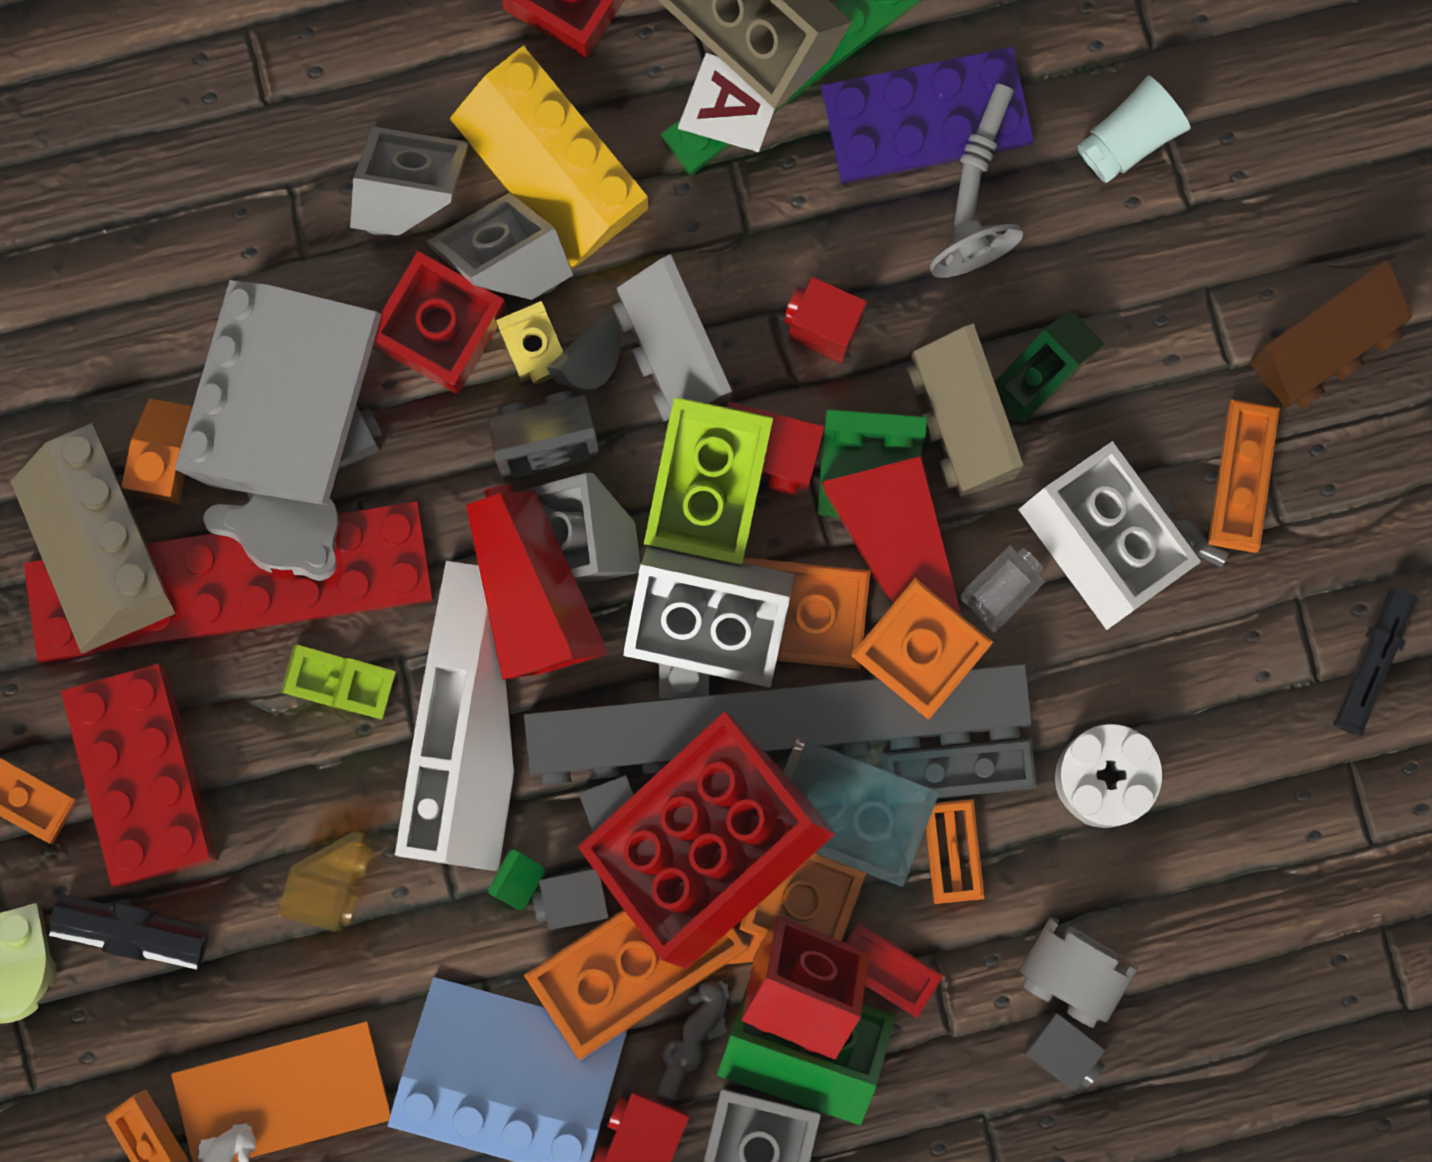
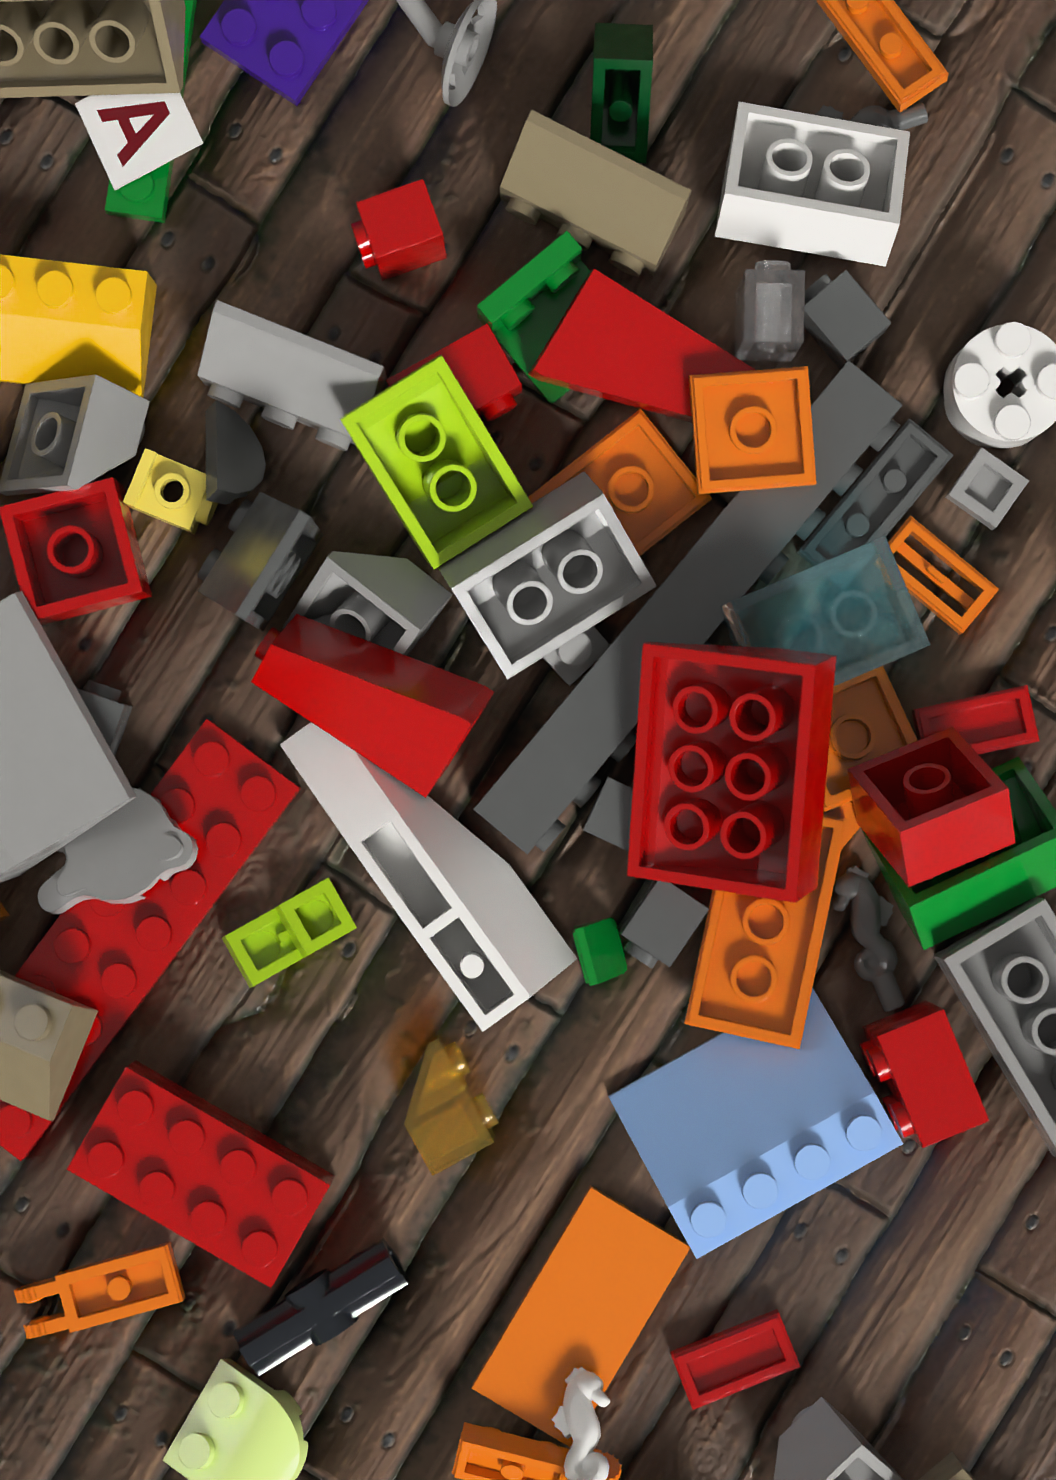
camera: 45 degrees left, 5 degrees up
(1036, 828) = (987, 488): none -> light grey plate
(1048, 634) = (842, 317): none -> dark grey brick

